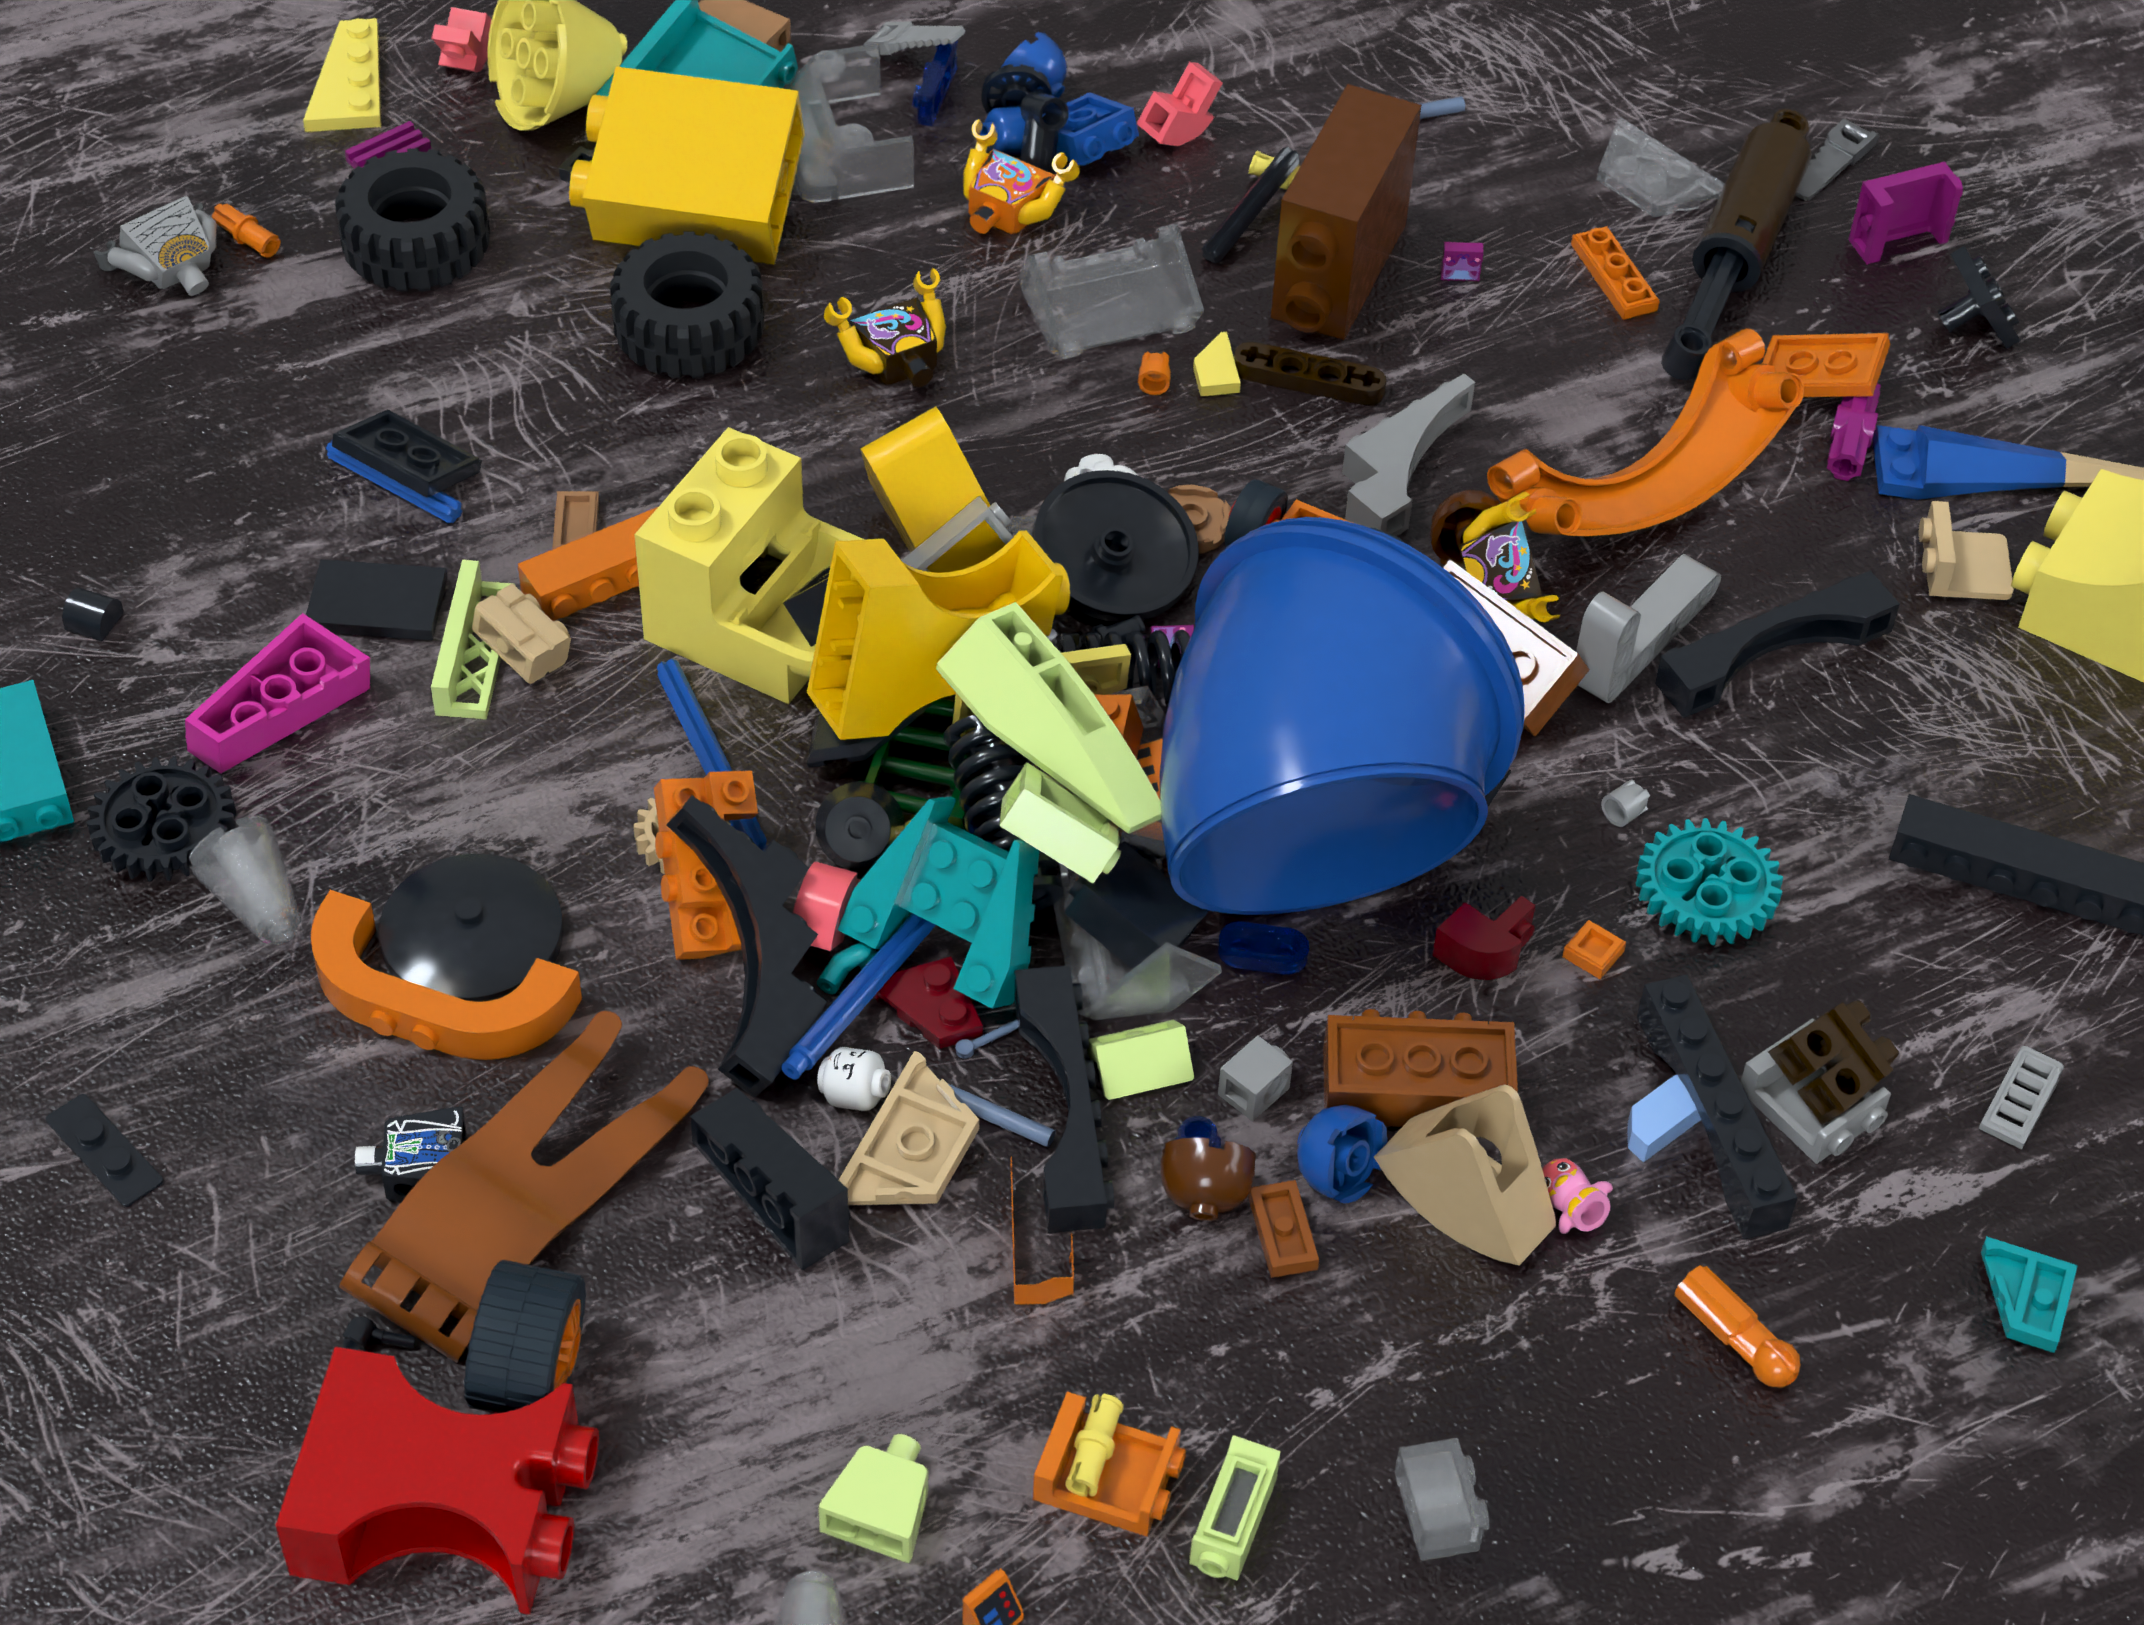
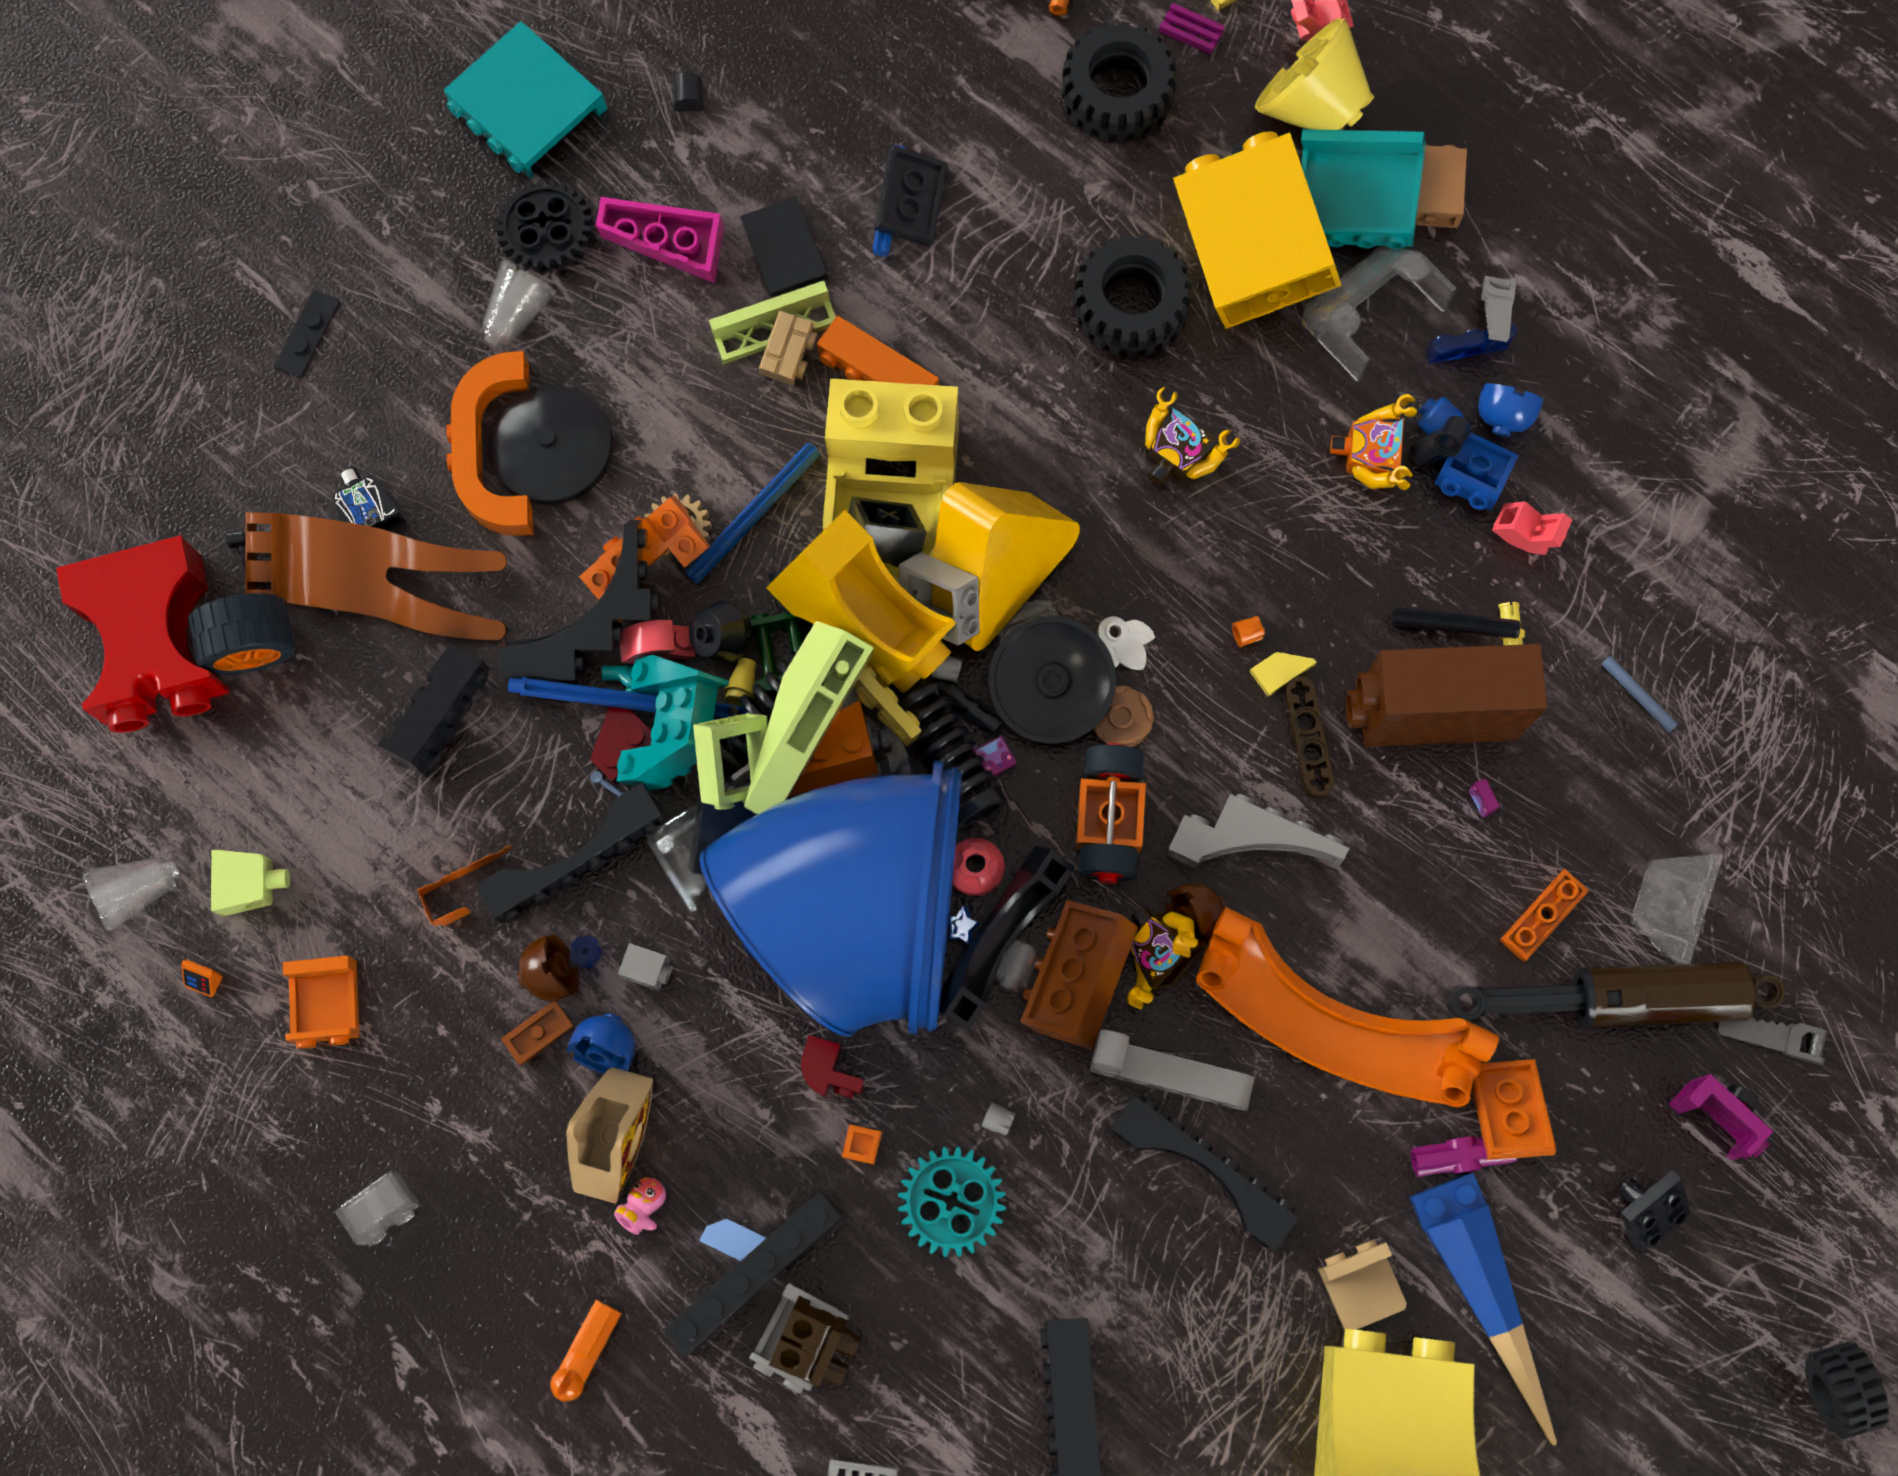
camera: 70 degrees right, 25 degrees up
(575, 516) = (910, 329): medium nougat tile -> none
(853, 1079) = (531, 723): white head -> none
(911, 1142) = (503, 780): tan wing -> none
(1006, 1118) = (552, 814): sand blue bar -> none
(1012, 92) = (1473, 407): black wheel -> none
(1094, 1445) = (324, 987): light yellow pin -> none
(1112, 294) = (1302, 565): clear windscreen -> none
(1142, 1059) = (633, 887): yellowish green panel -> none
(1235, 1509) = (317, 1088): yellowish green window -> none
(1413, 1062) = (690, 1069): dark orange piece -> none

